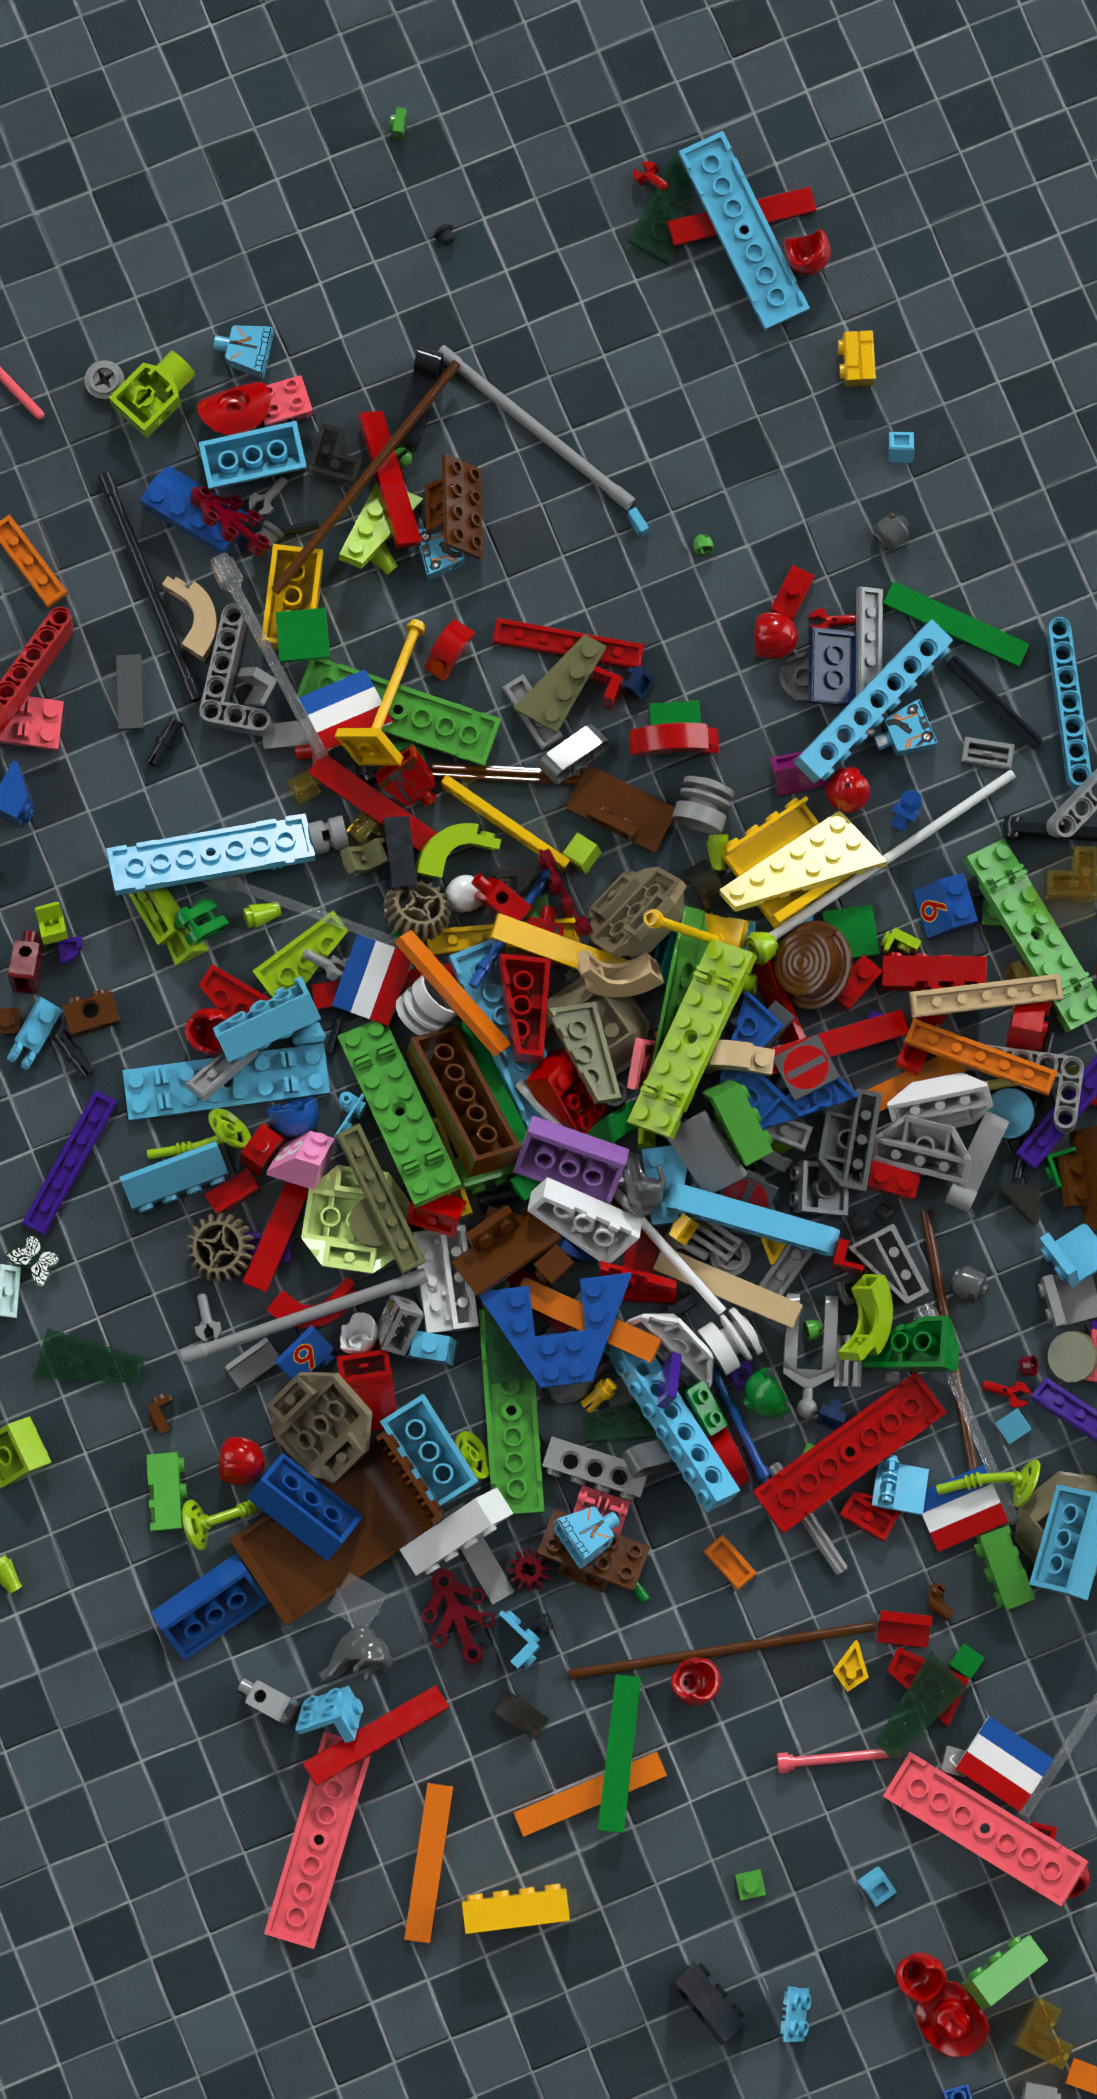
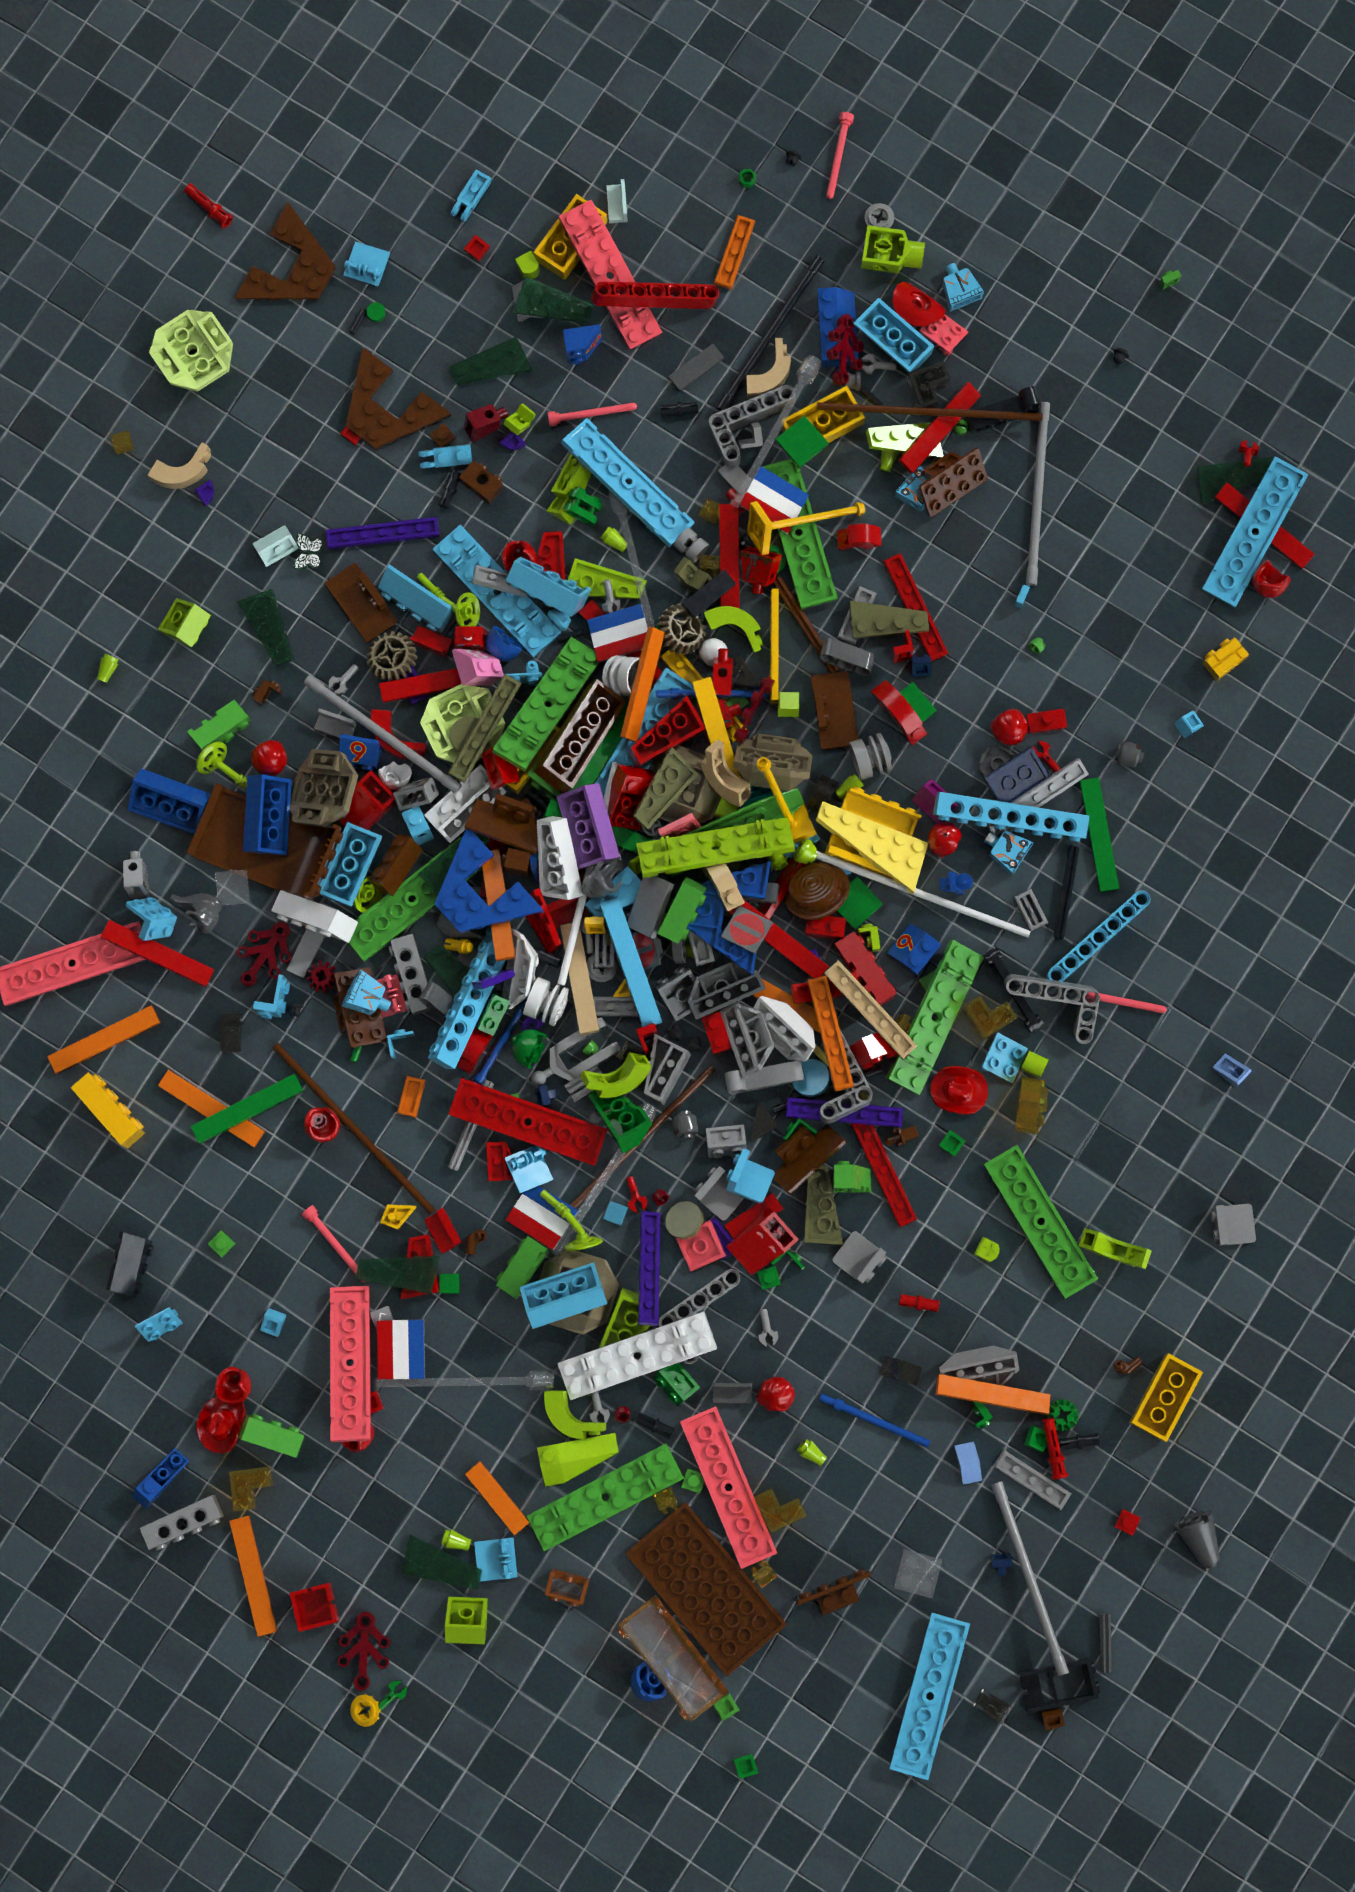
camera: 60 degrees right, 0 degrees up
(77, 883) = (556, 418): none -> coral piece
(133, 1239) = (361, 602): none -> reddish brown bracket
(461, 1402) = (395, 865): none -> reddish brown brick
(650, 1002) = (724, 808): none -> lime piece
(652, 1526) = (397, 1035): none -> medium azure bracket
(1016, 1252) = (725, 1141): none -> light grey bracket

